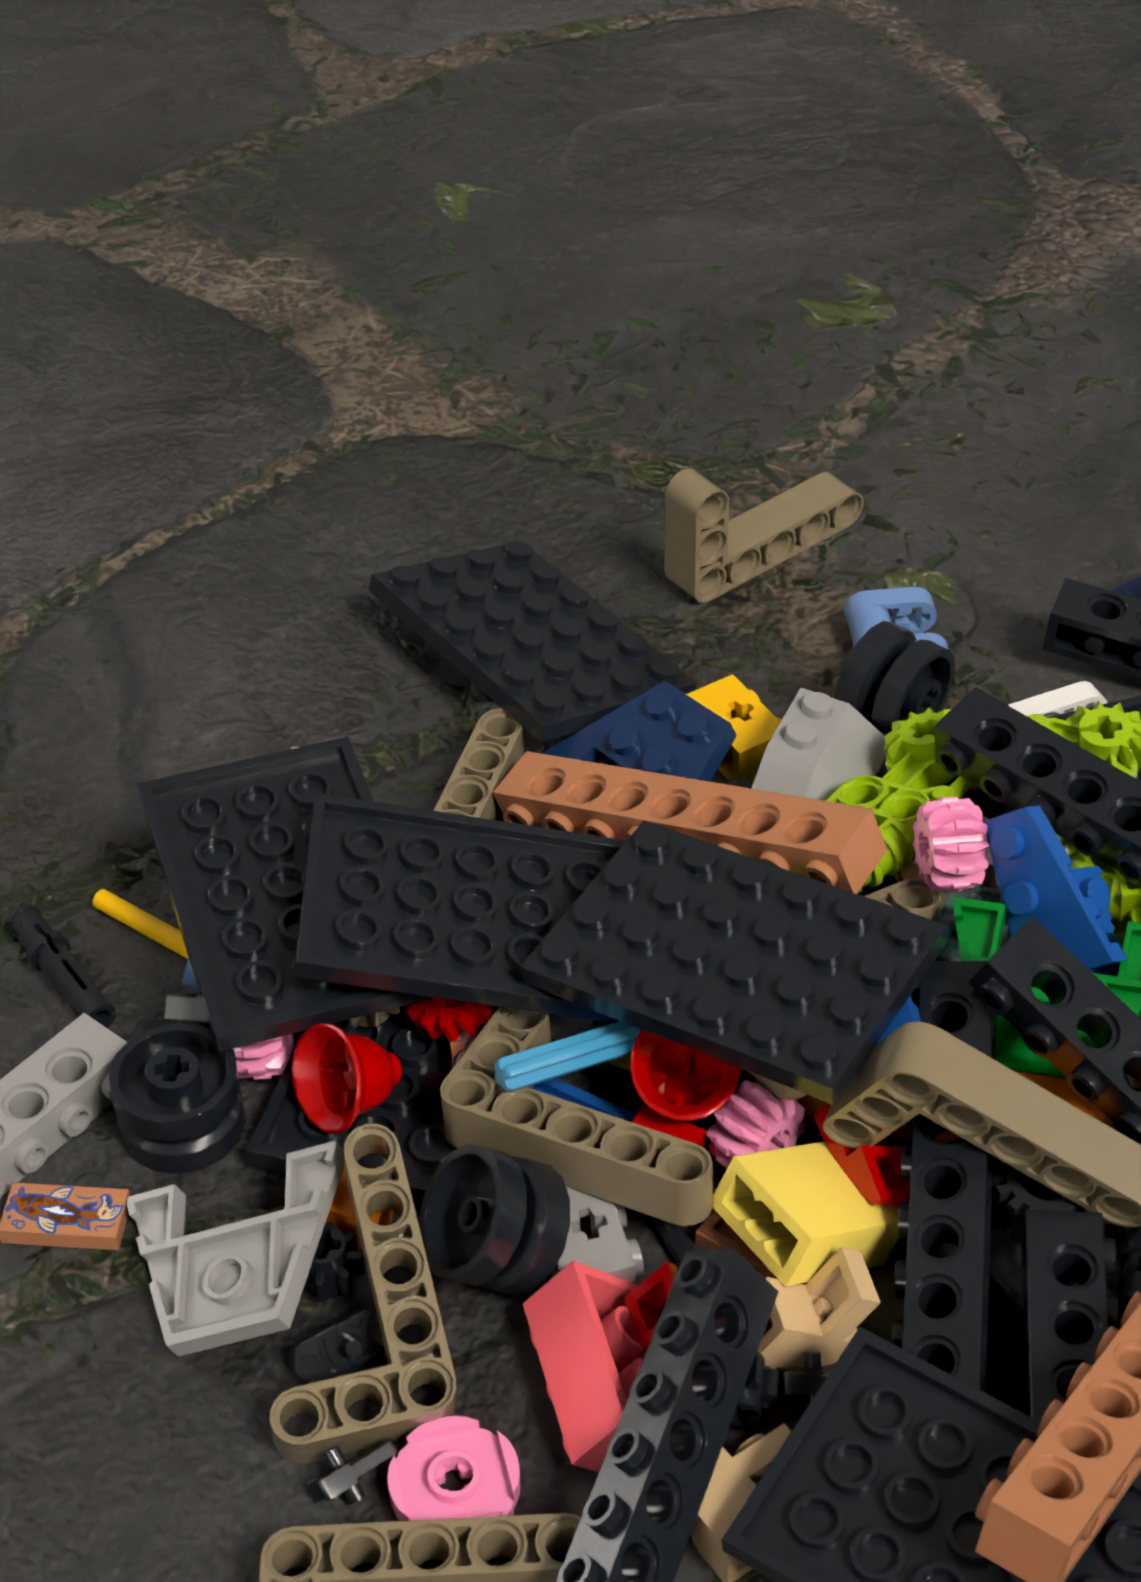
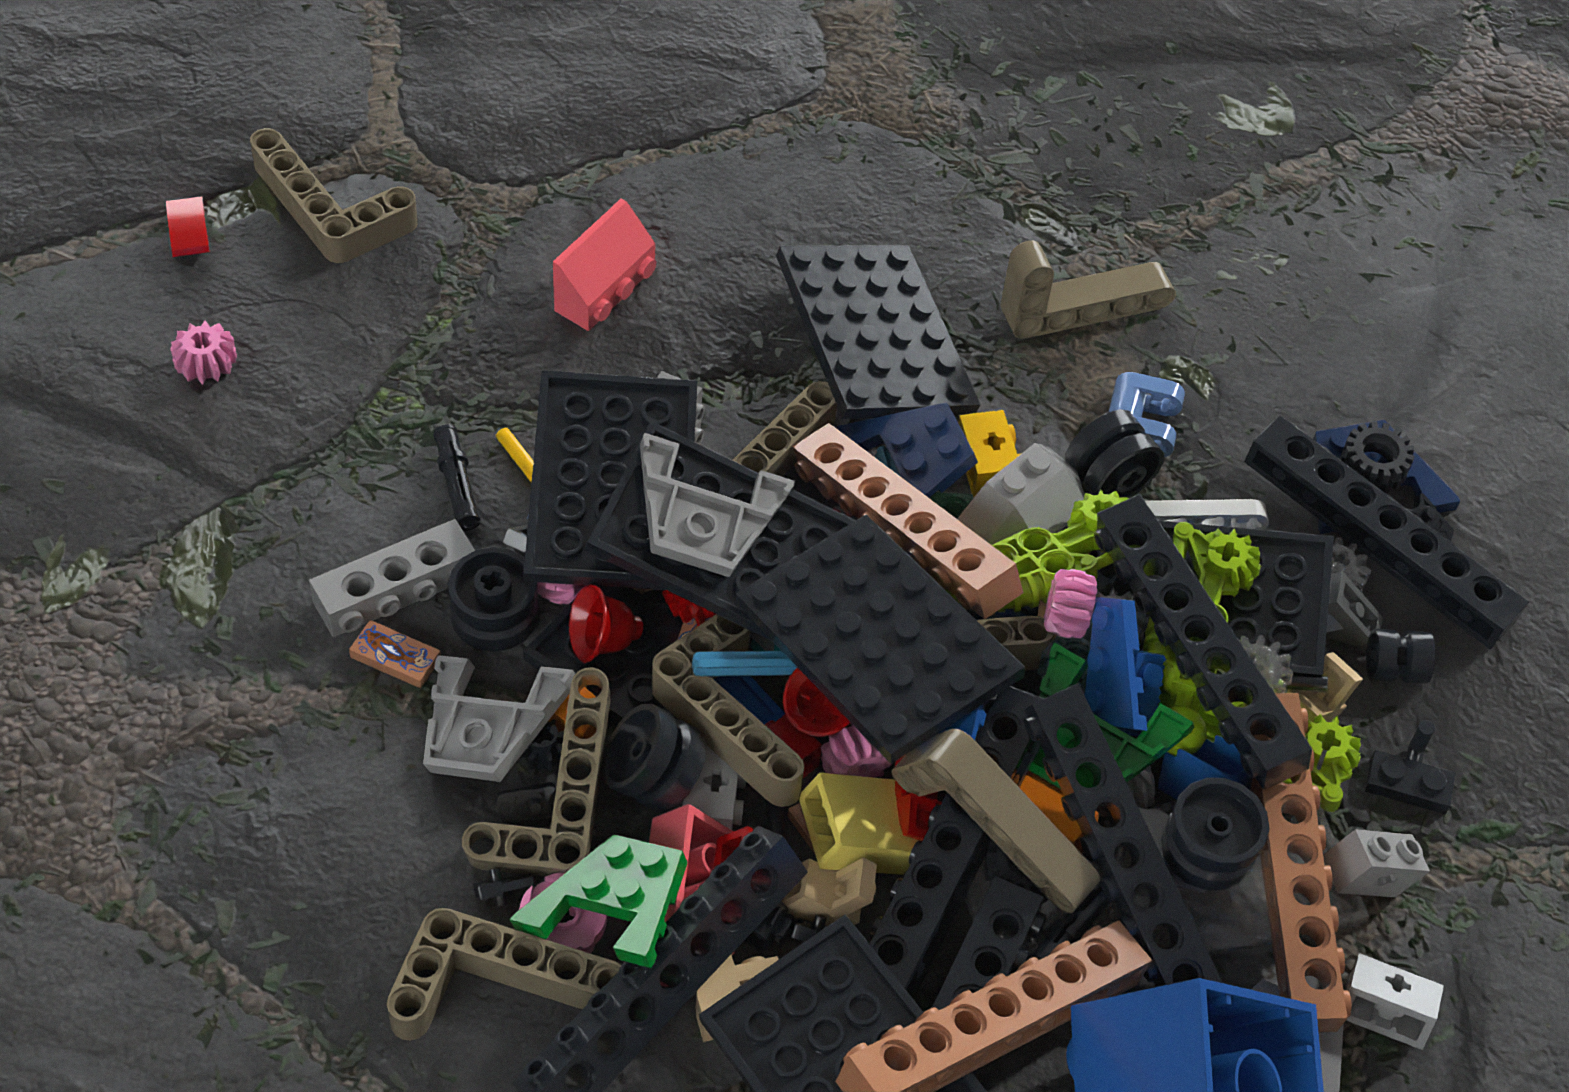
camera: 15 degrees right, 10 degrees up
(153, 665) = (602, 266): none -> coral slope
(431, 894) = (698, 523): none -> light grey wing
(522, 1398) = (617, 880): none -> wing

